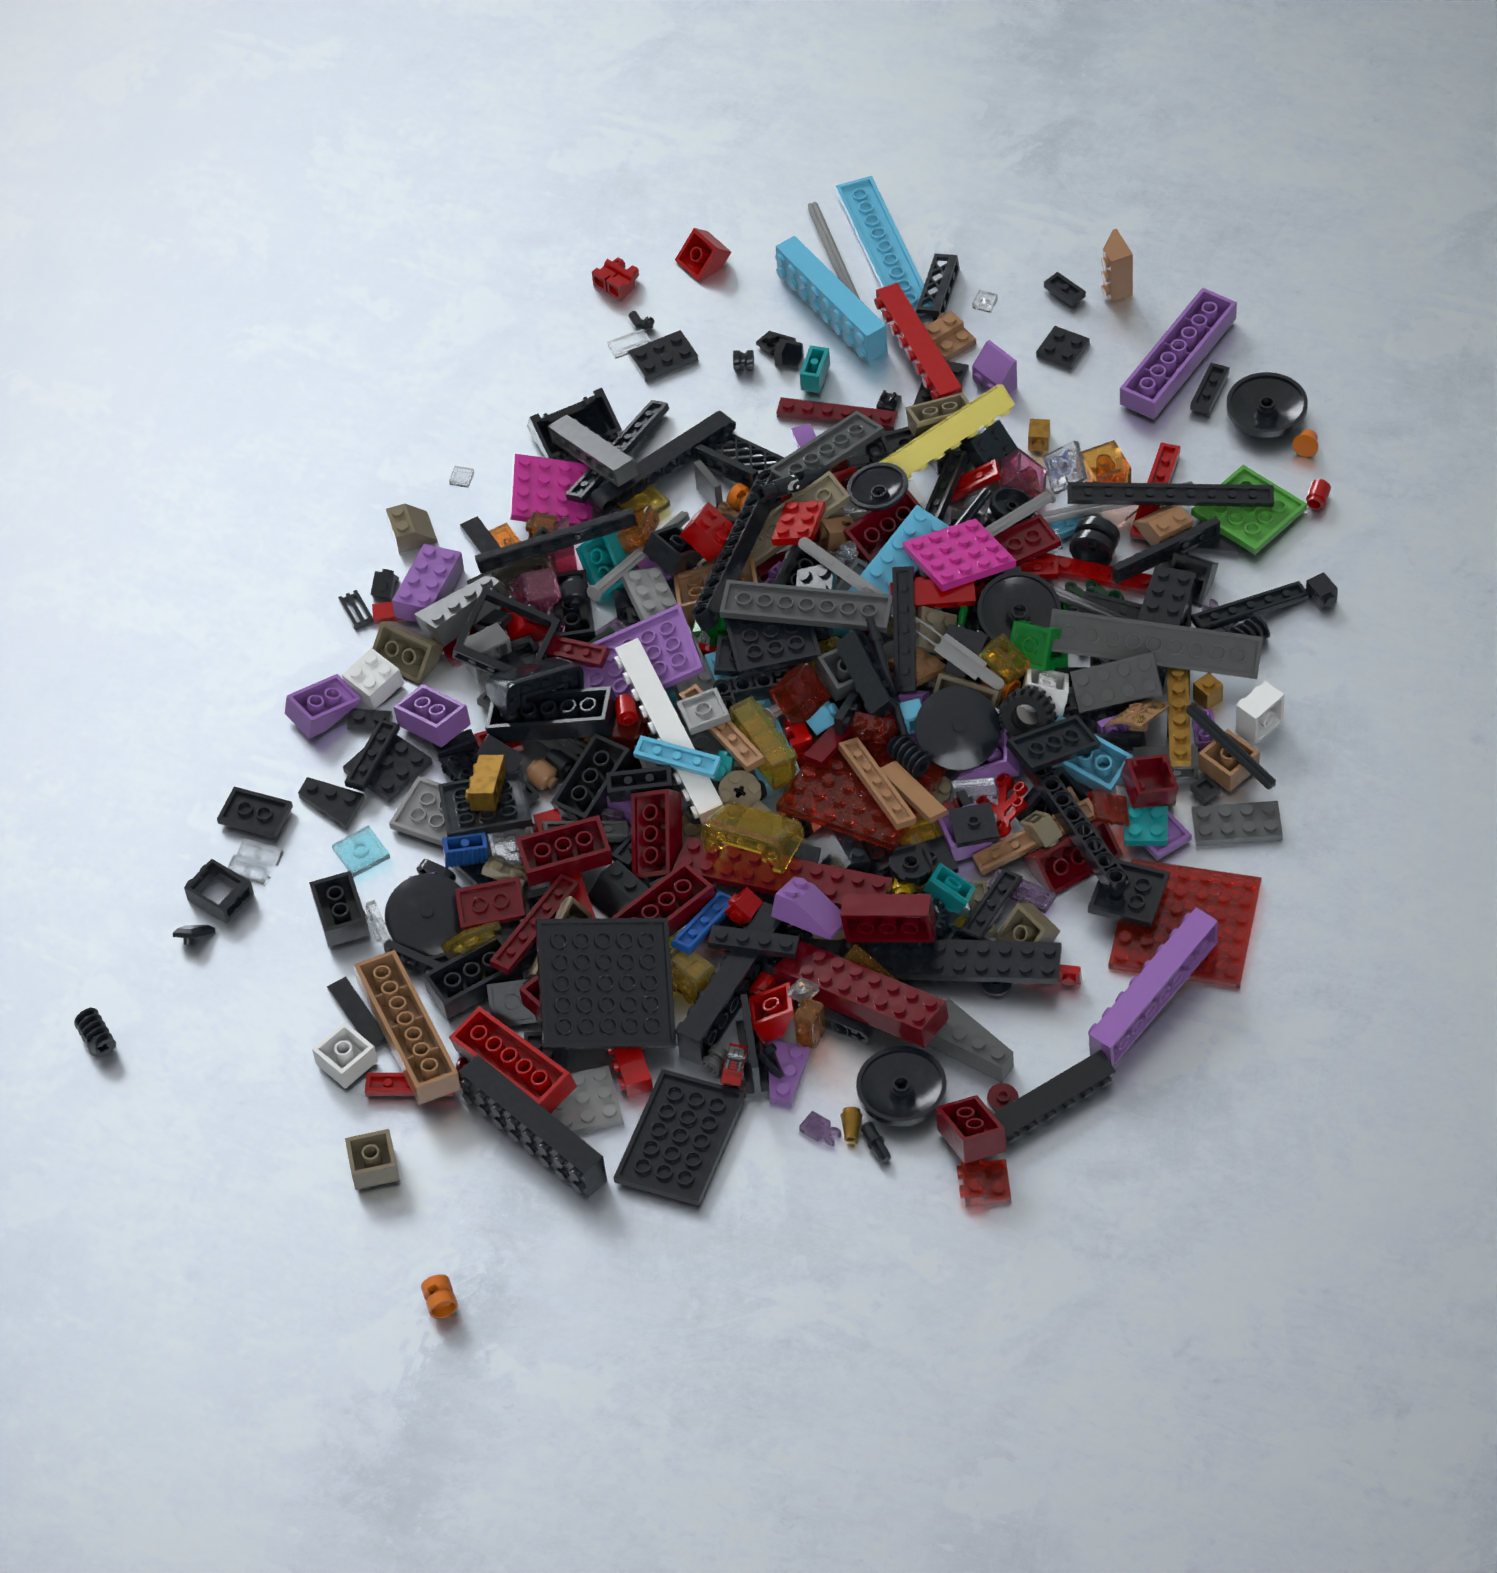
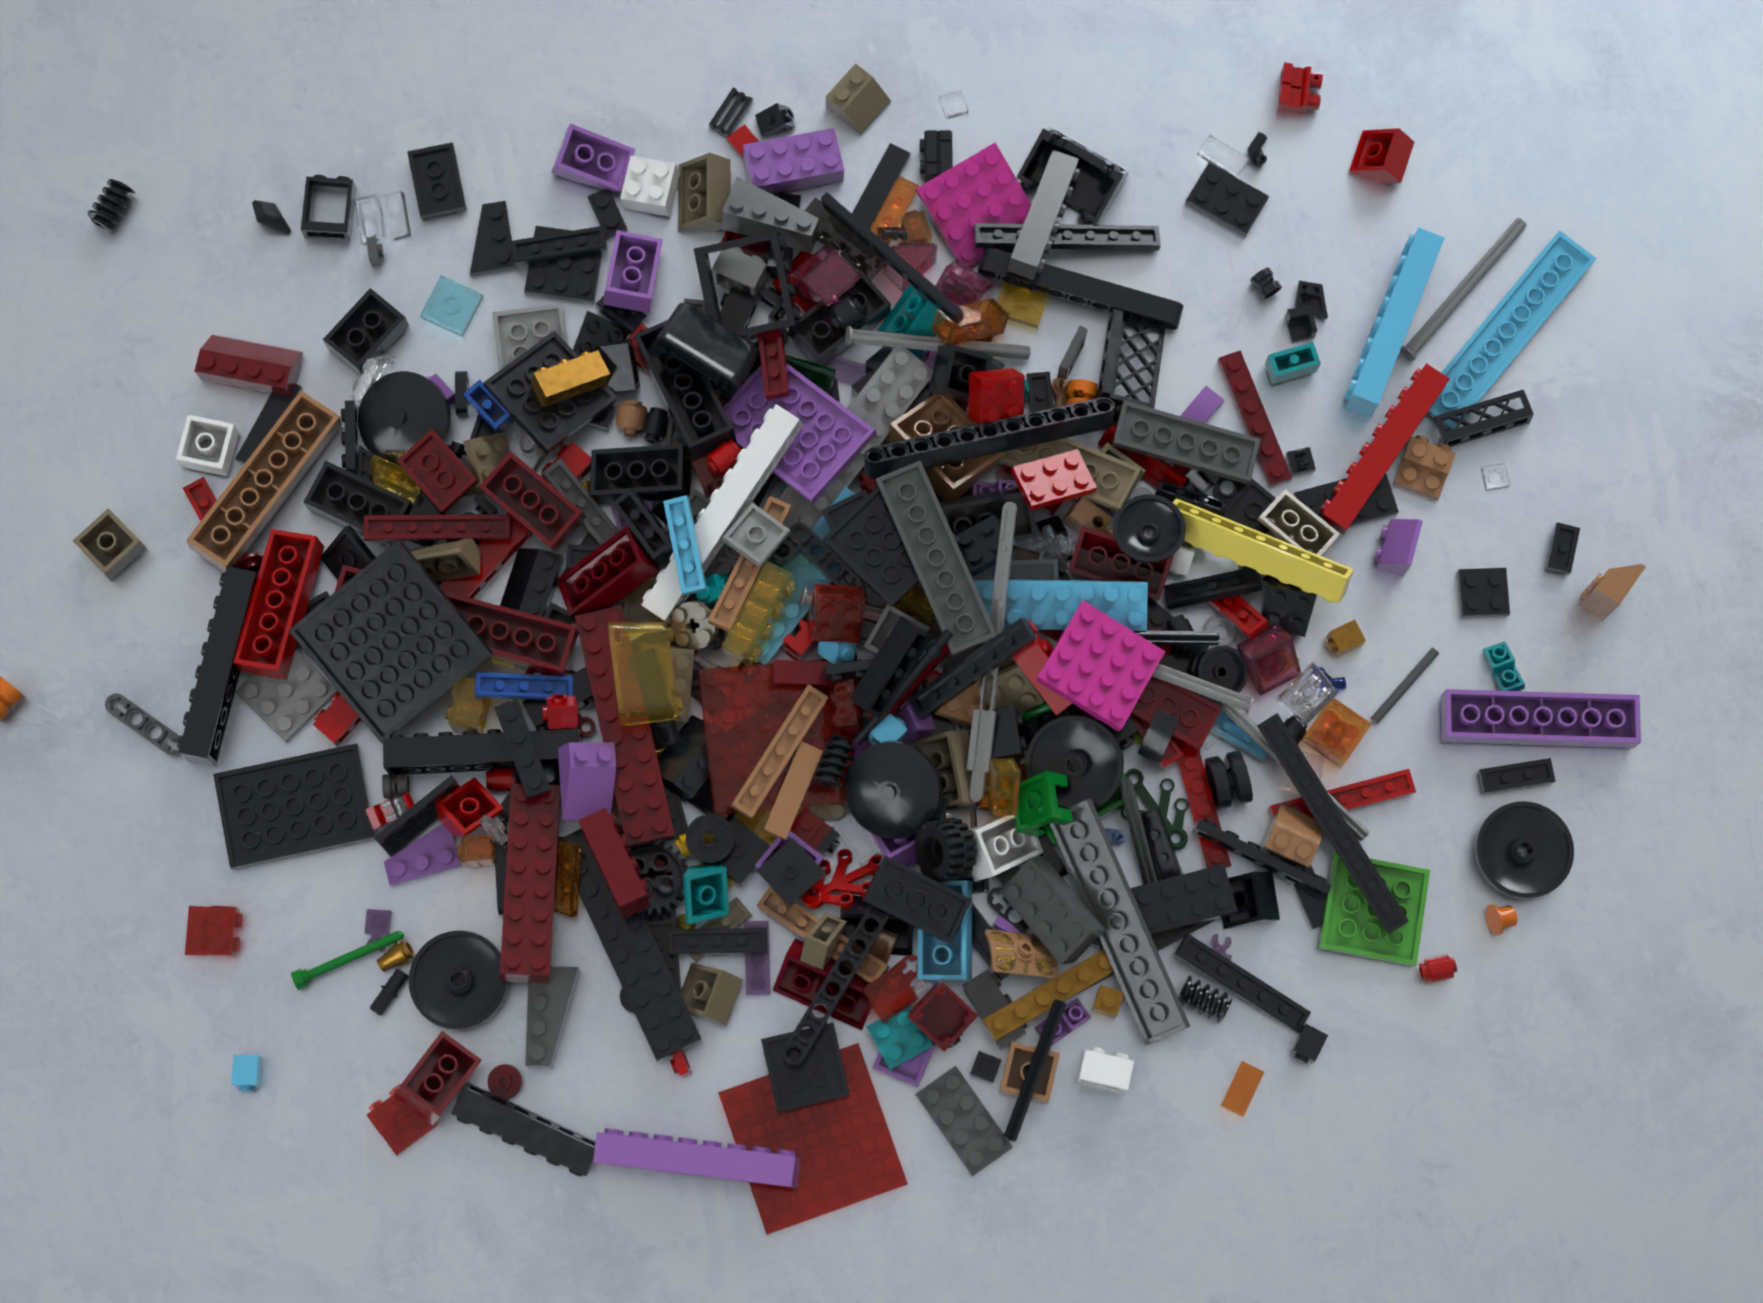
camera: 50 degrees right, 25 degrees up
(277, 877) = (375, 251): none -> dark grey plate
(303, 1001) = (248, 365): none -> dark red slope
(492, 500) = (937, 153): none -> black brick
(535, 1207) = (145, 725): none -> dark grey beam
(740, 1240) = (213, 931): none -> clear red plate
(768, 1058) = (418, 837): black piece -> none
(789, 484) = (1102, 439): black piece -> none
(823, 1194) = (303, 977): none -> green piece
(872, 1267) = (247, 1072): none -> medium azure brick
(1033, 556) = (1158, 736): none -> black slope
(1095, 416) = (1404, 685): none -> dark grey bar
(1122, 361) = (1503, 667): none -> teal slope
(1327, 647) = (1242, 1088): none -> clear orange tile

